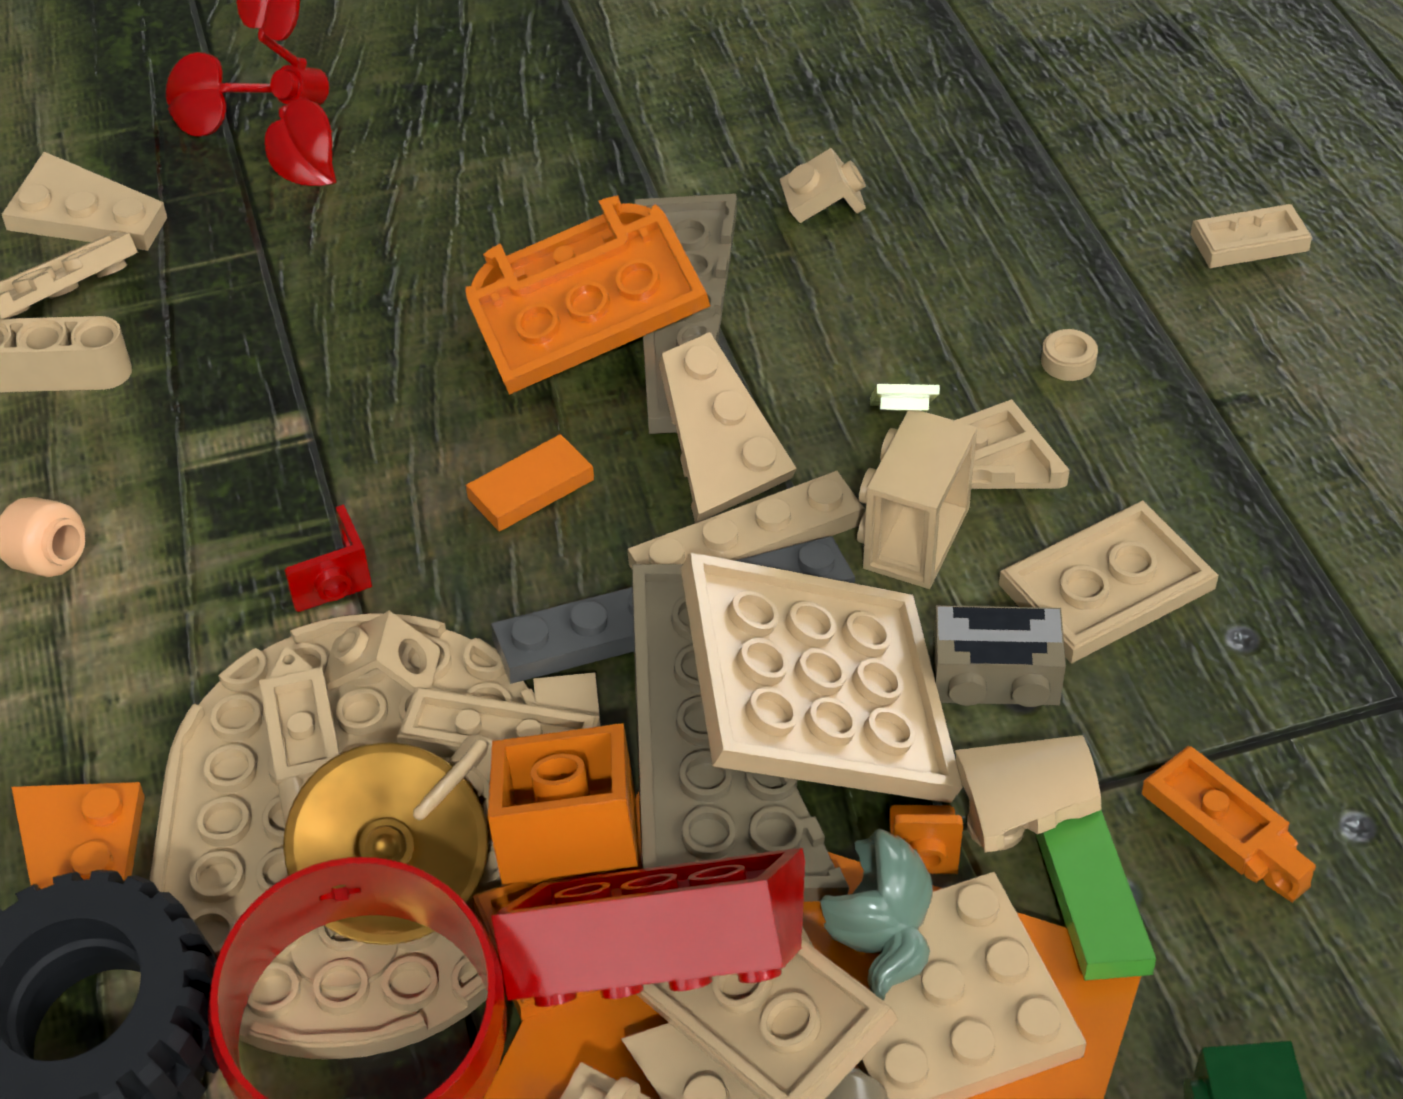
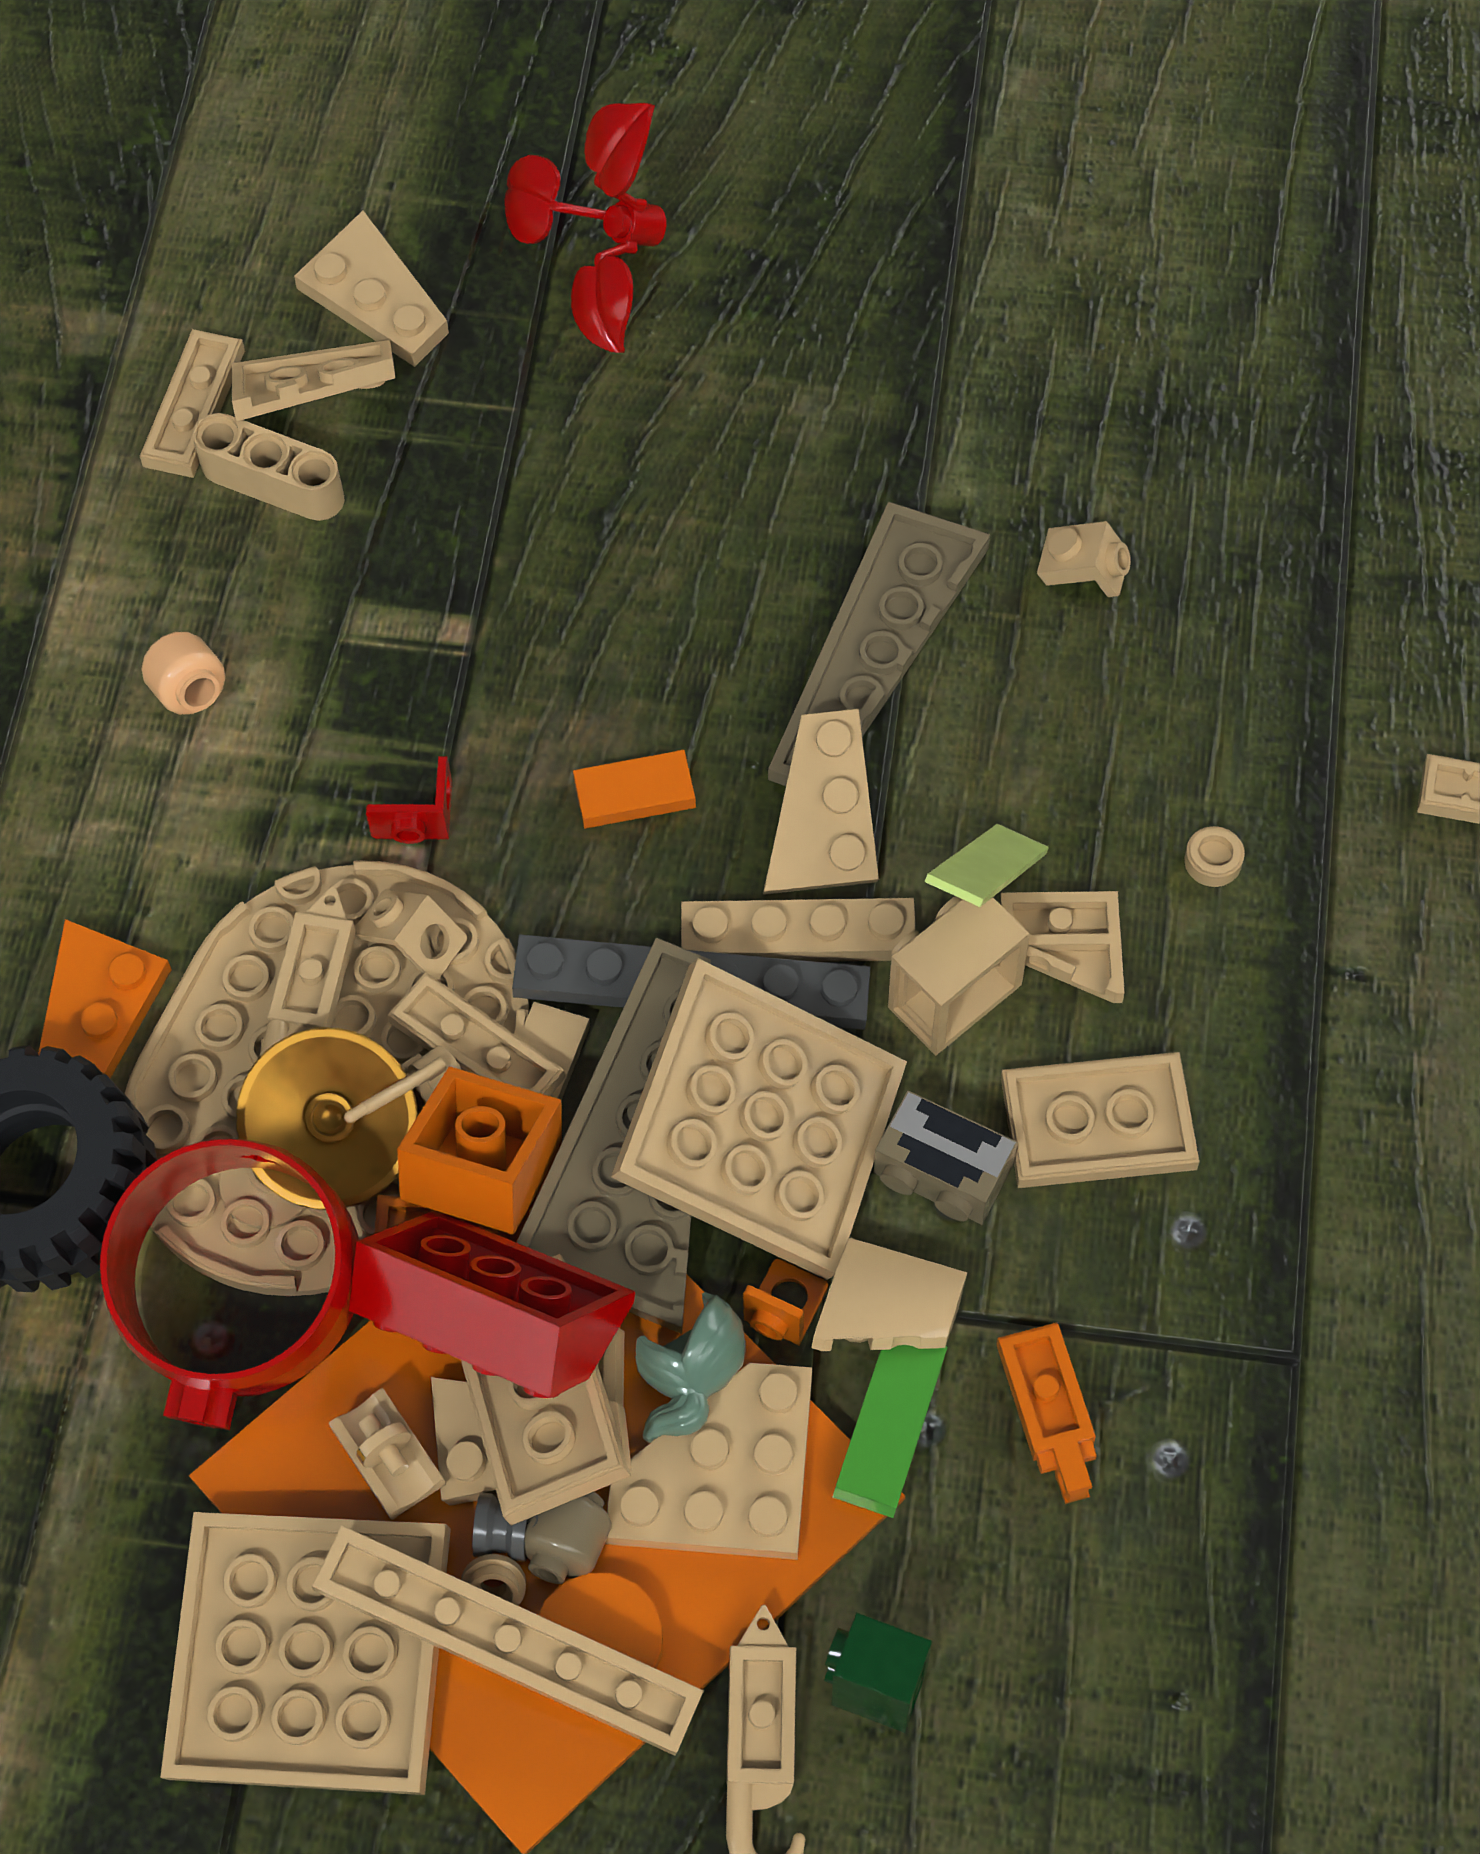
camera: 25 degrees right, 15 degrees up
(583, 292) = (774, 601): orange plate -> none

